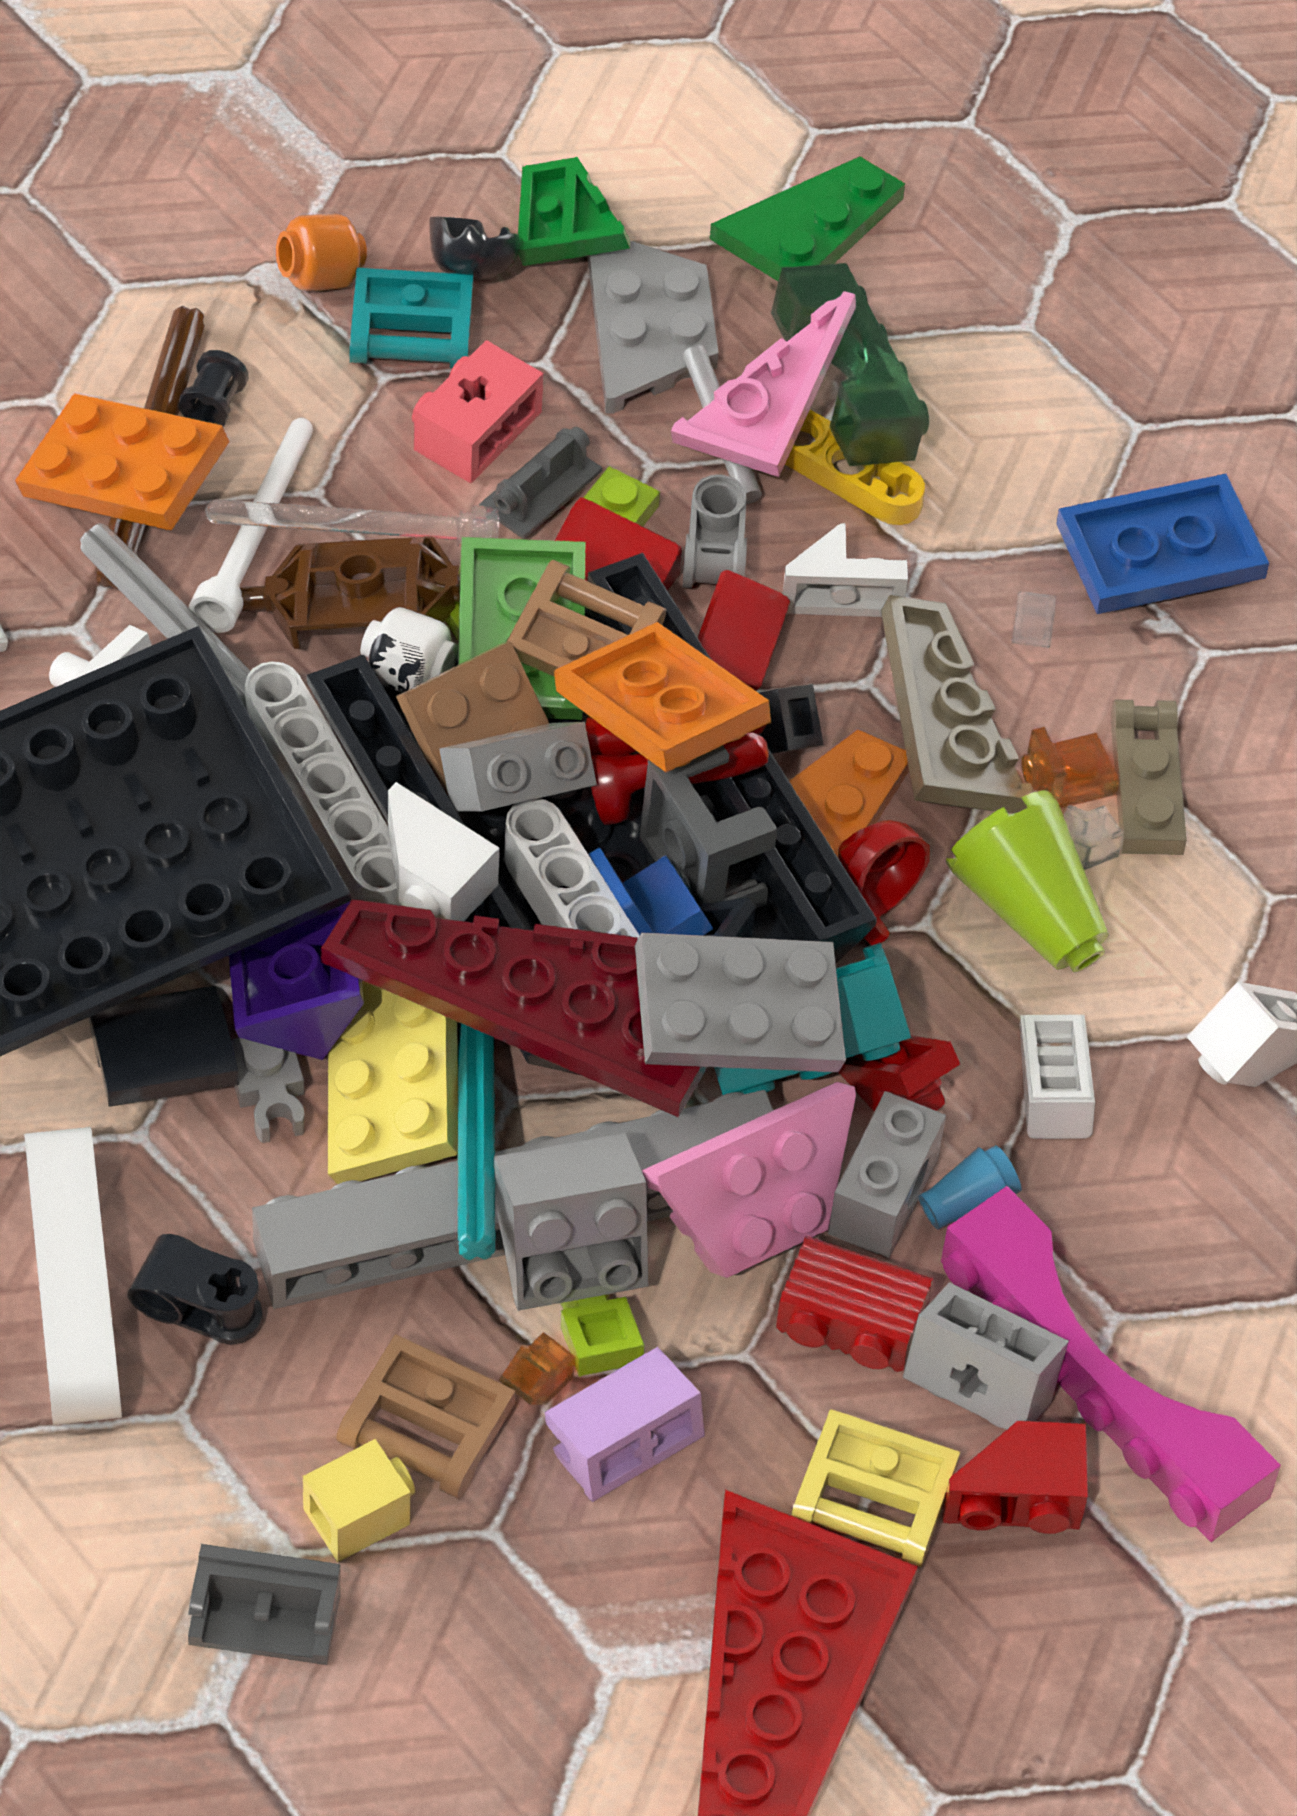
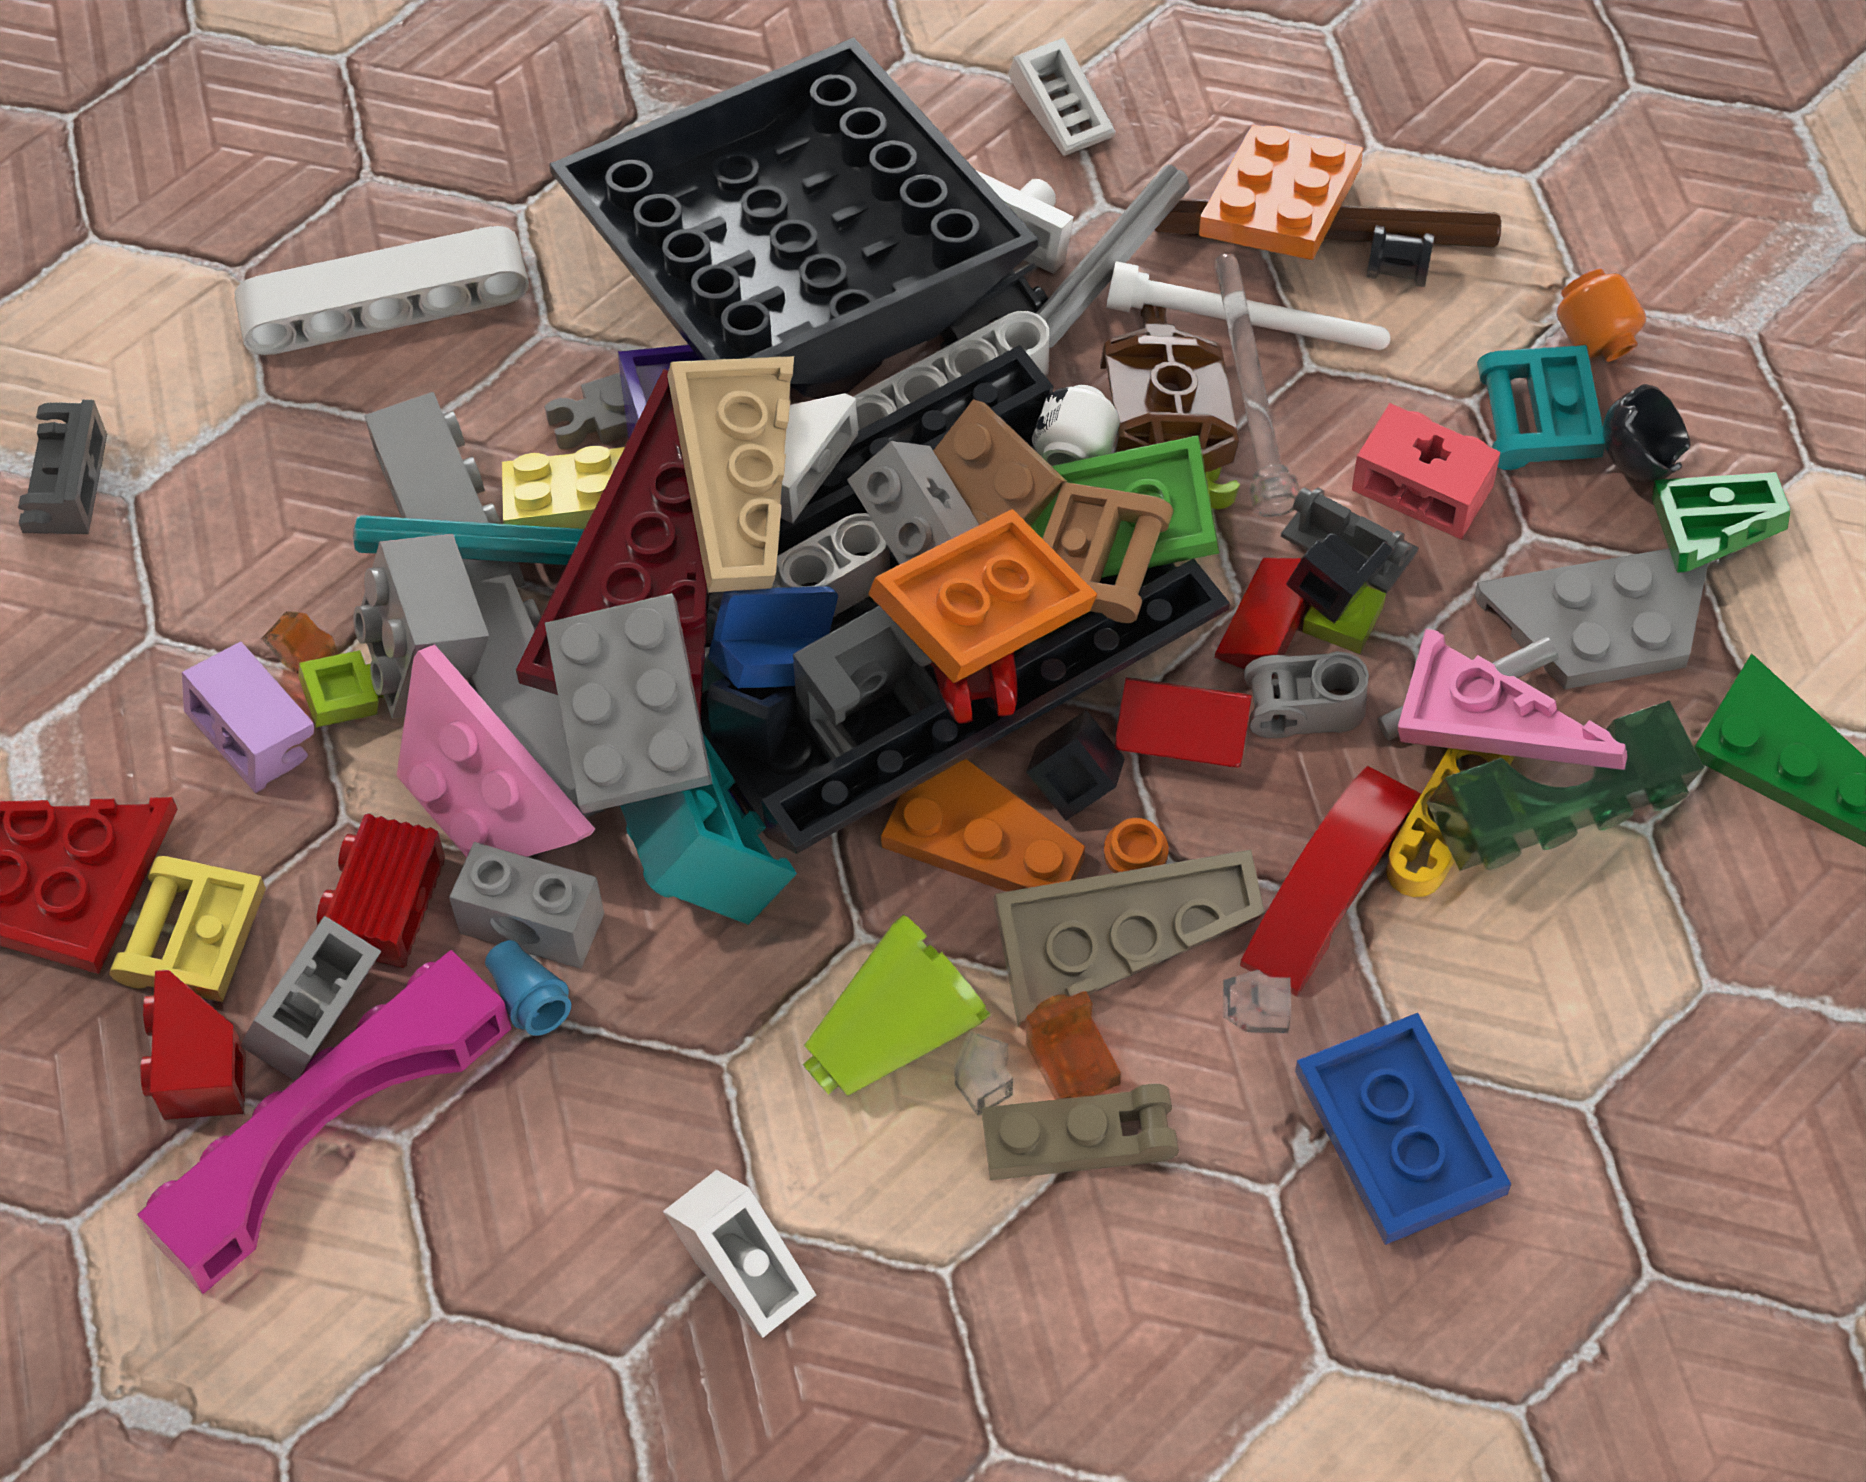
camera: 90 degrees right, 5 degrees up
(164, 1046) = (610, 315): black slope -> none
(196, 1287) = (368, 378): black piece -> none
(358, 1499) = (160, 519): light yellow brick -> none
(435, 1397) = (269, 571): medium nougat plate -> none
(447, 878) = (733, 455): none -> tan wing
(614, 477) = (1335, 575): none -> black panel
(829, 584) = (1278, 804): white slope -> none
(862, 693) = (1135, 845): none -> orange plate
(885, 867) = (887, 865): red piece -> none
(909, 1073) = (643, 920): red slope -> none
(933, 557) = (1328, 877): none -> red slope
(1057, 1077) = (660, 1085): white slope -> none

